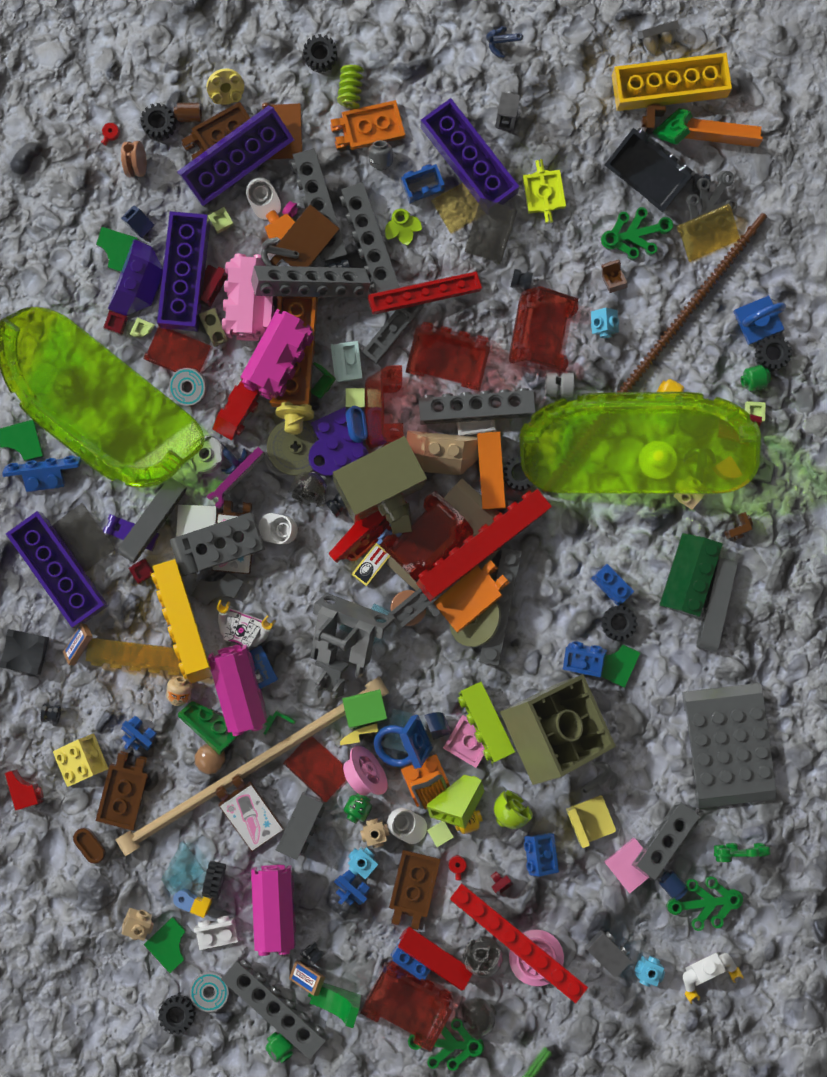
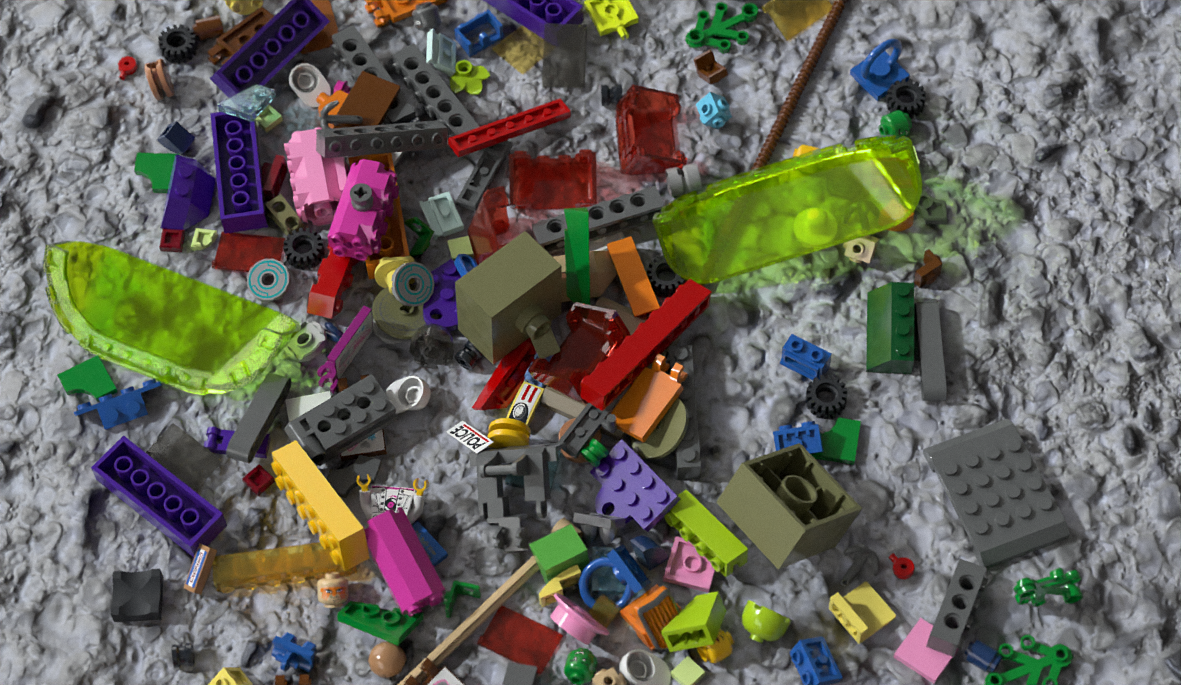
camera: 10 degrees left, 25 degrees down
(204, 210) = (248, 103): none -> clear light blue wing
(223, 352) = (299, 239): none -> black tyre
(277, 357) = (366, 200): none -> dark grey wheel
(306, 441) = (424, 284): none -> light grey tile
(319, 584) = (469, 436): none -> white sticker
(351, 592) = (508, 432): none -> yellow head
(384, 197) = (441, 52): none -> light aqua plate
(388, 765) = (604, 611): none -> clear yellow tile
(403, 688) = (591, 521): none -> flat silver tile
(416, 629) = (594, 453): none -> green wheel
(437, 666) = (632, 488): none -> plate
(447, 449) = (577, 255): none -> green wedge
(631, 785) = (899, 563): none -> red piece

